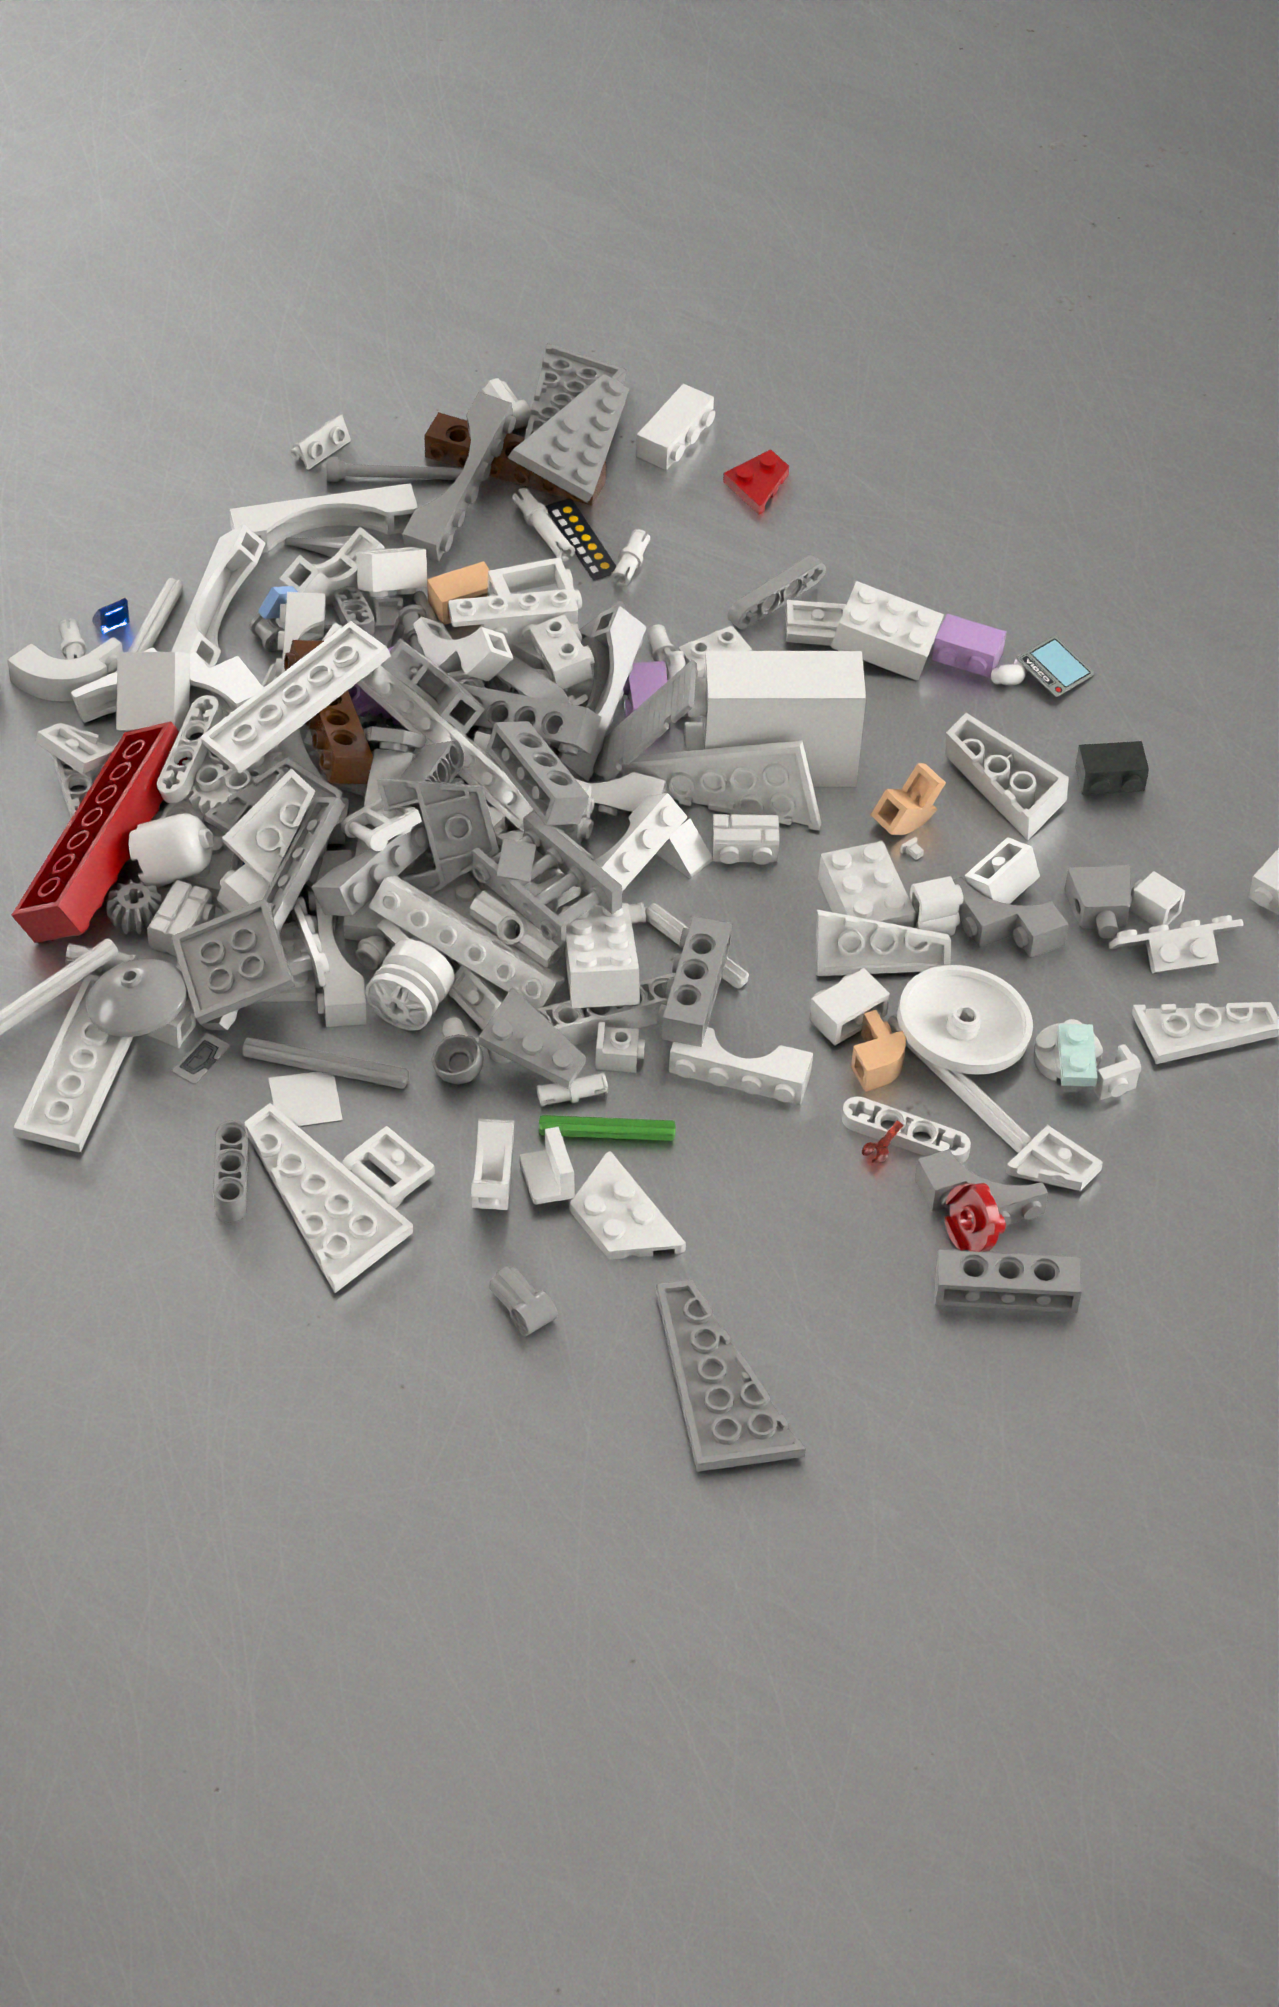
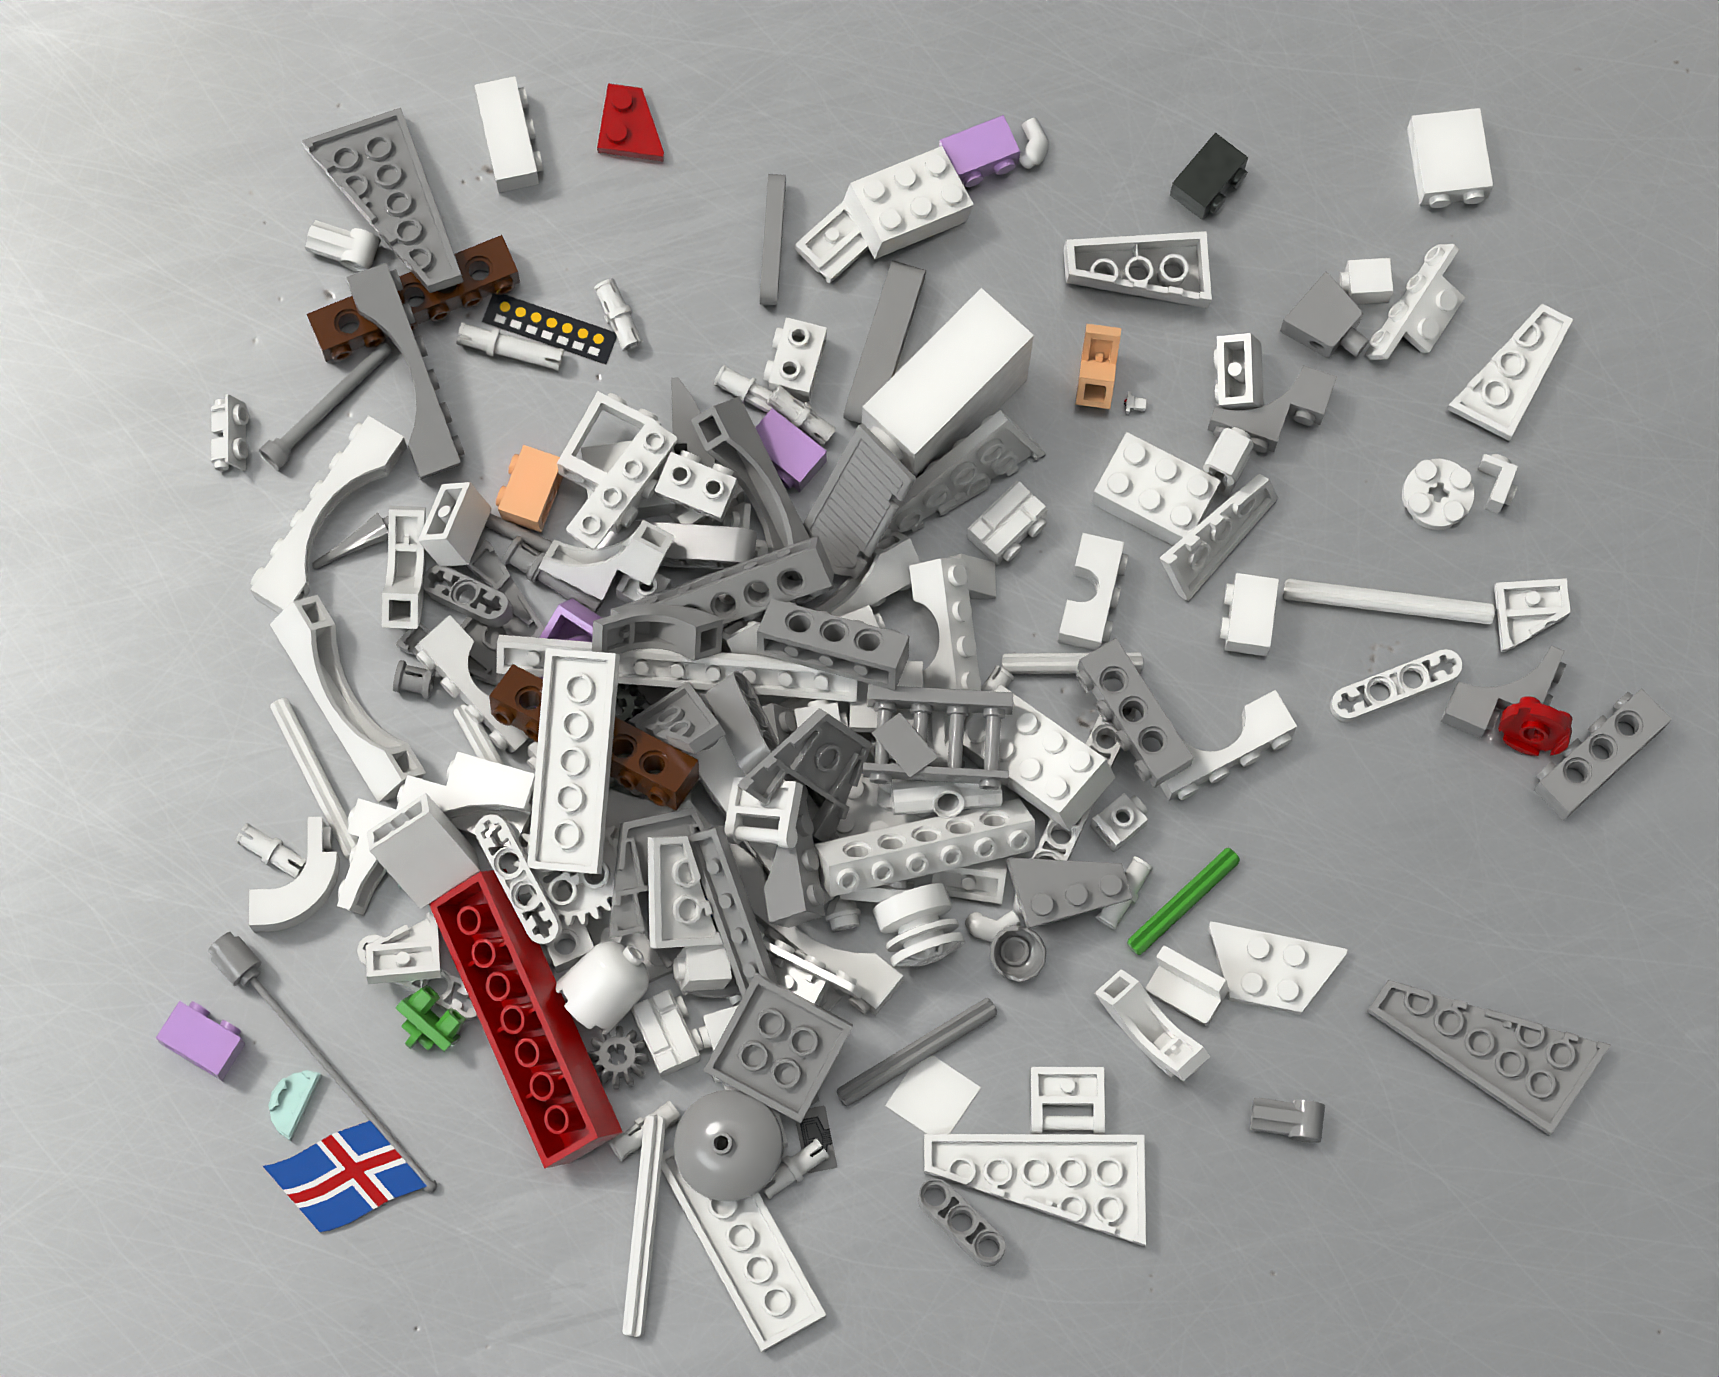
camera: 45 degrees left, 25 degrees up
(43, 795) = (425, 1025): none -> bright green hips
(111, 616) = (265, 788): clear blue slope -> none
(164, 1056) = (795, 1167): none -> white pin
(271, 605) = (406, 652): light blue tile -> none
(576, 439) = (469, 248): light grey wing -> none
(780, 907) = (1086, 622): none -> white arch
(880, 1056) = (1319, 631): light nougat brick -> none
(882, 1144) = (1395, 720): clear red hand -> none
(965, 1019) = (1348, 544): white dish -> none
(1055, 665) = (1061, 105): sticker -> none
(1077, 1055) = (1458, 496): light aqua plate -> none

